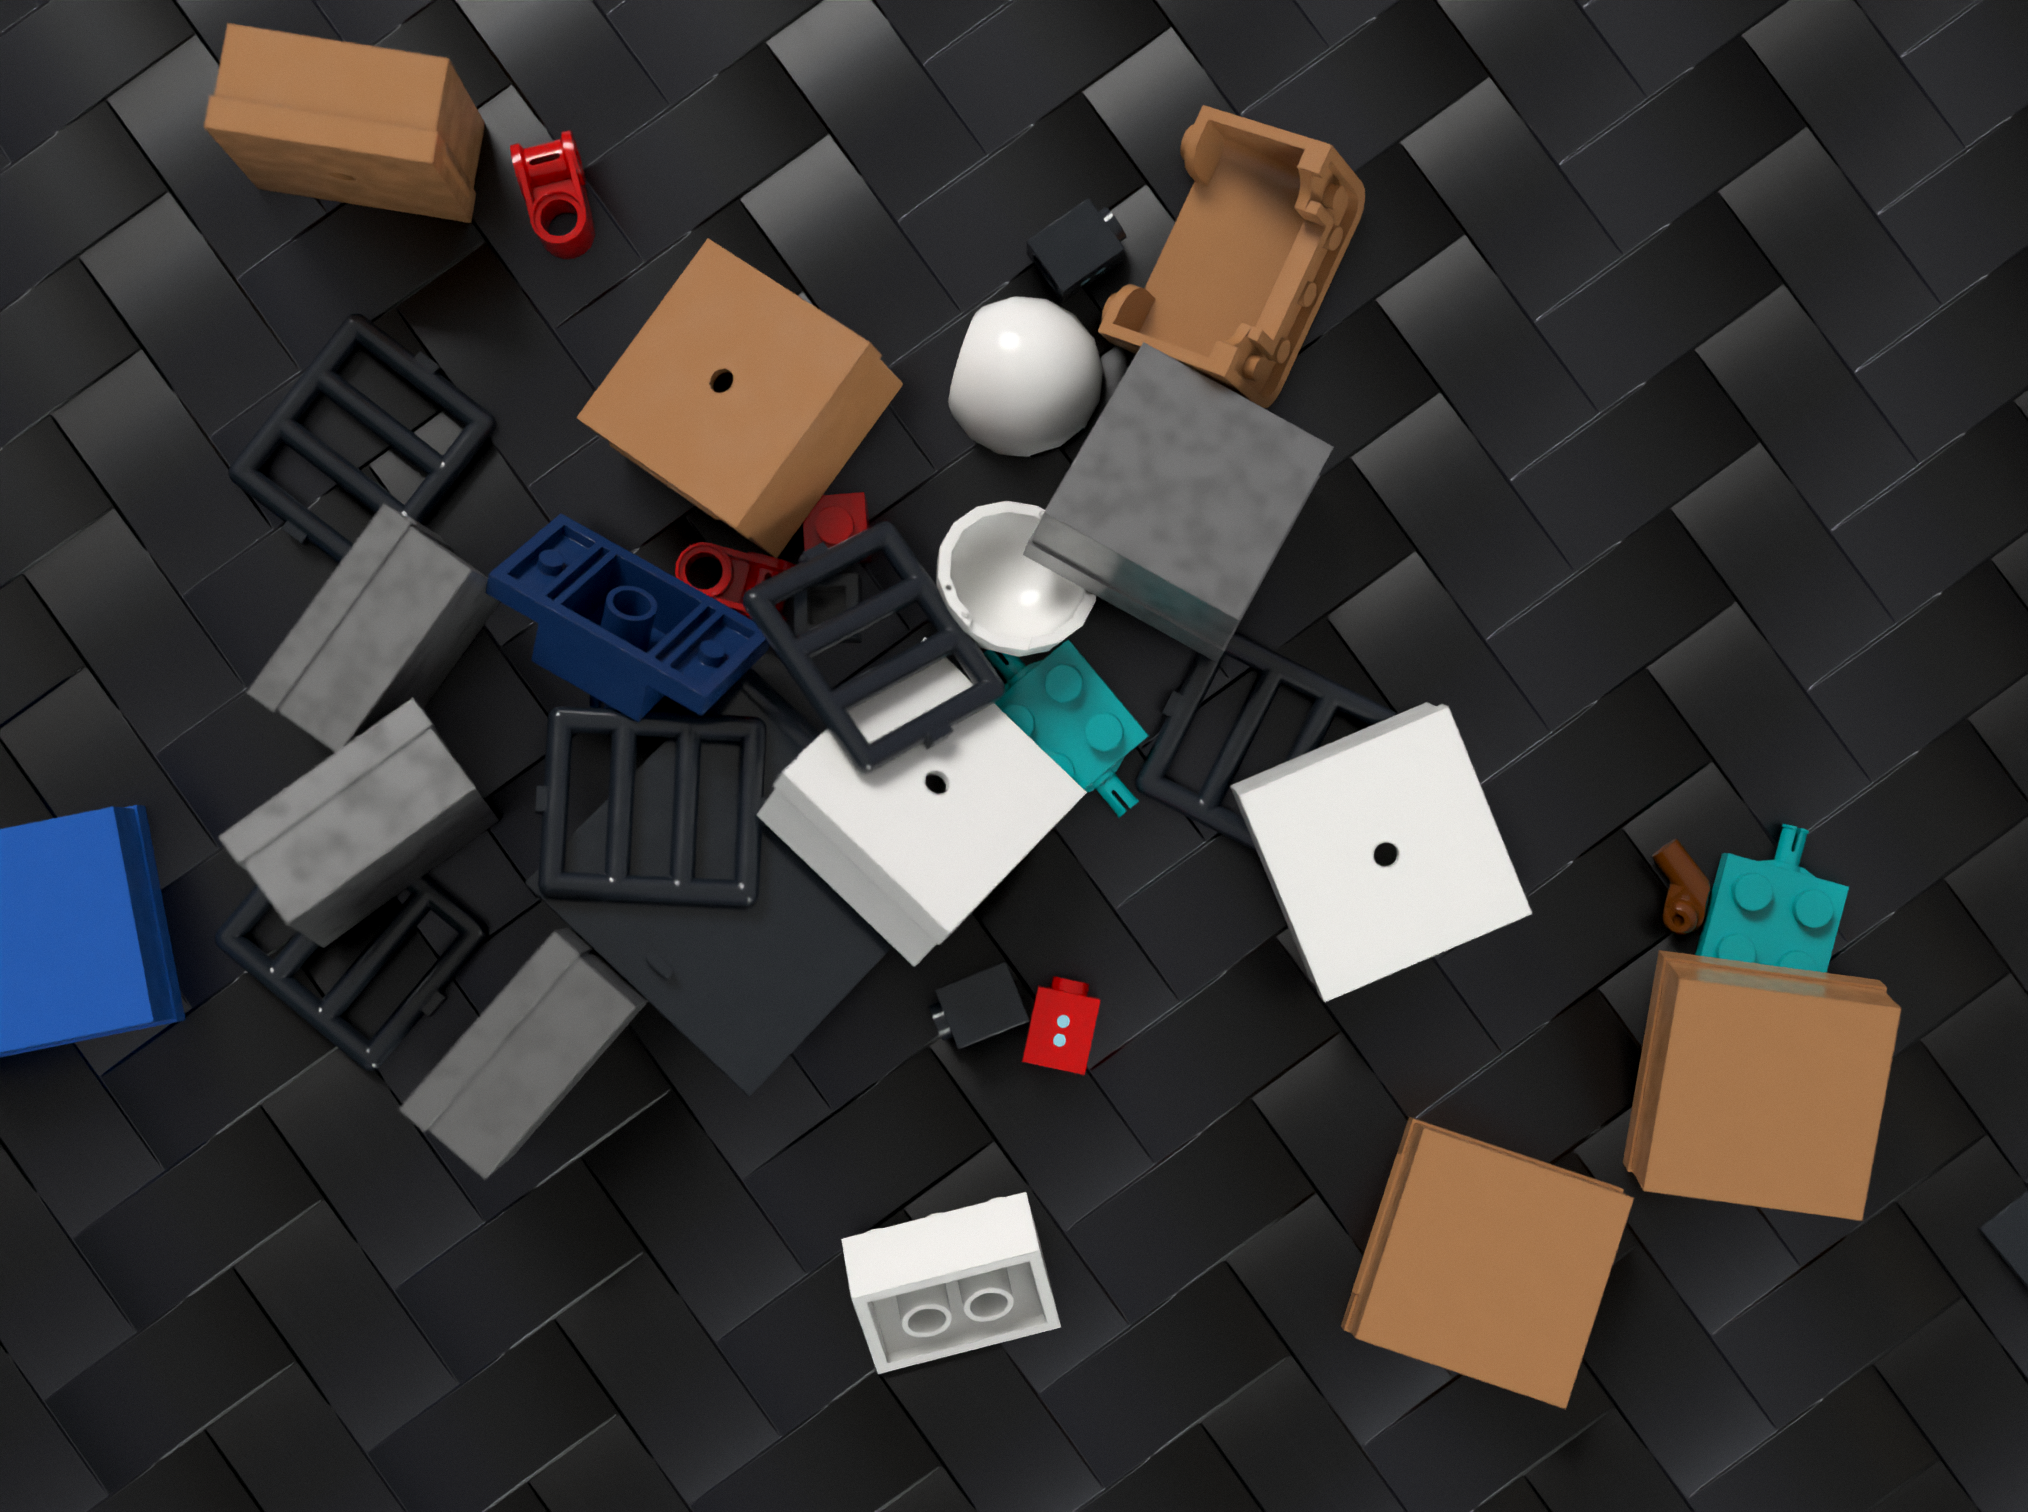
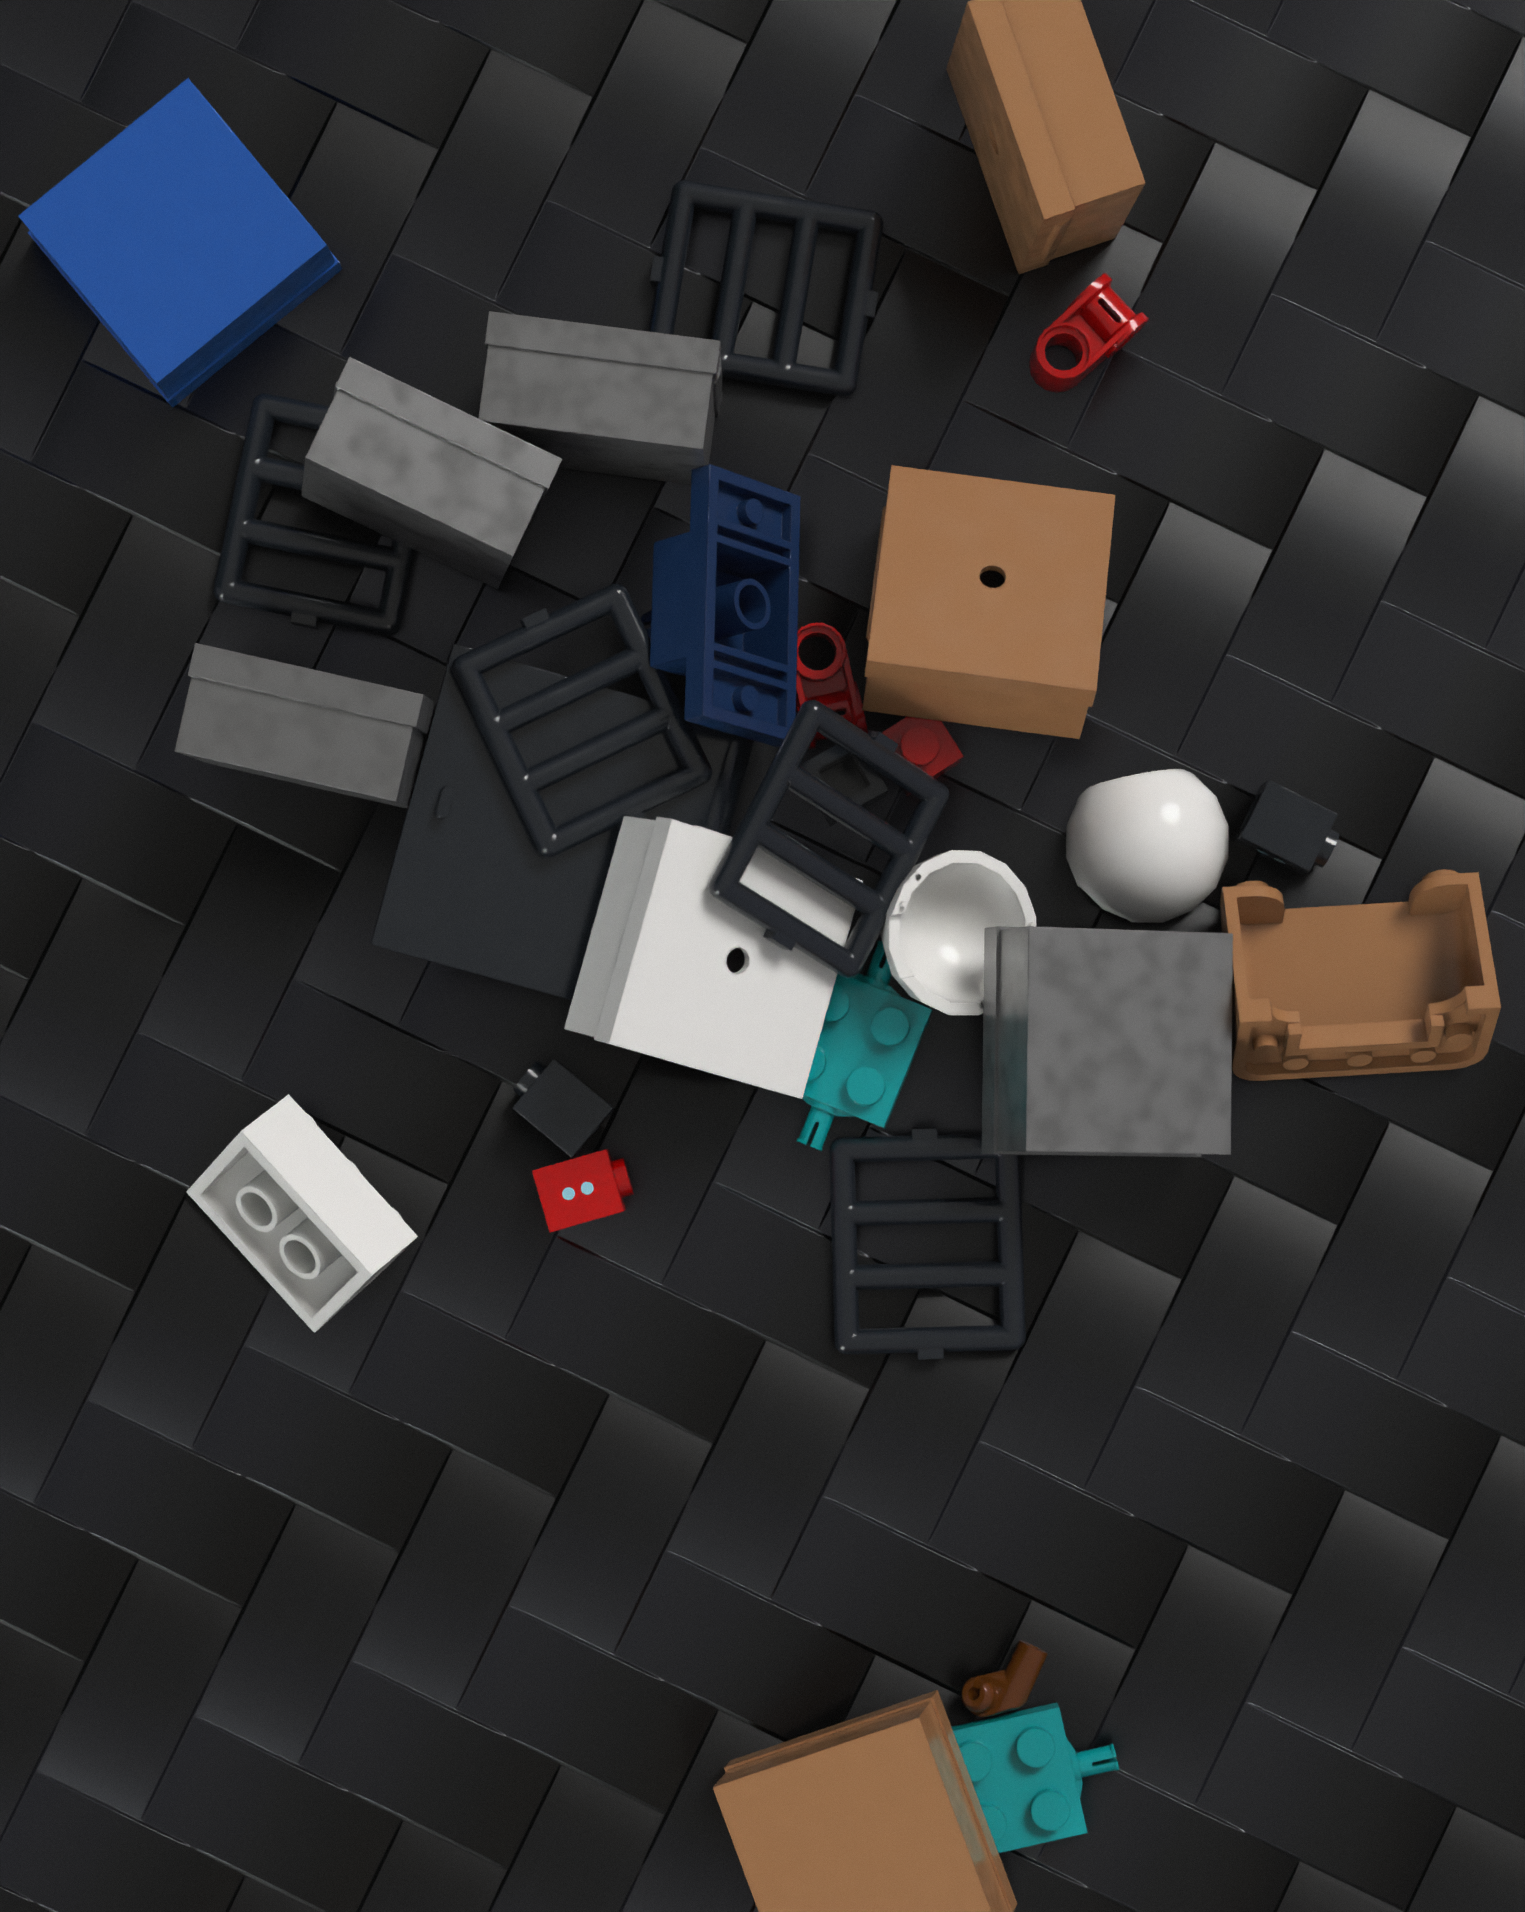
camera: 55 degrees right, 0 degrees up
(1381, 849) = (892, 1390): white container -> none
(1487, 1262) = (575, 1682): medium nougat container -> none

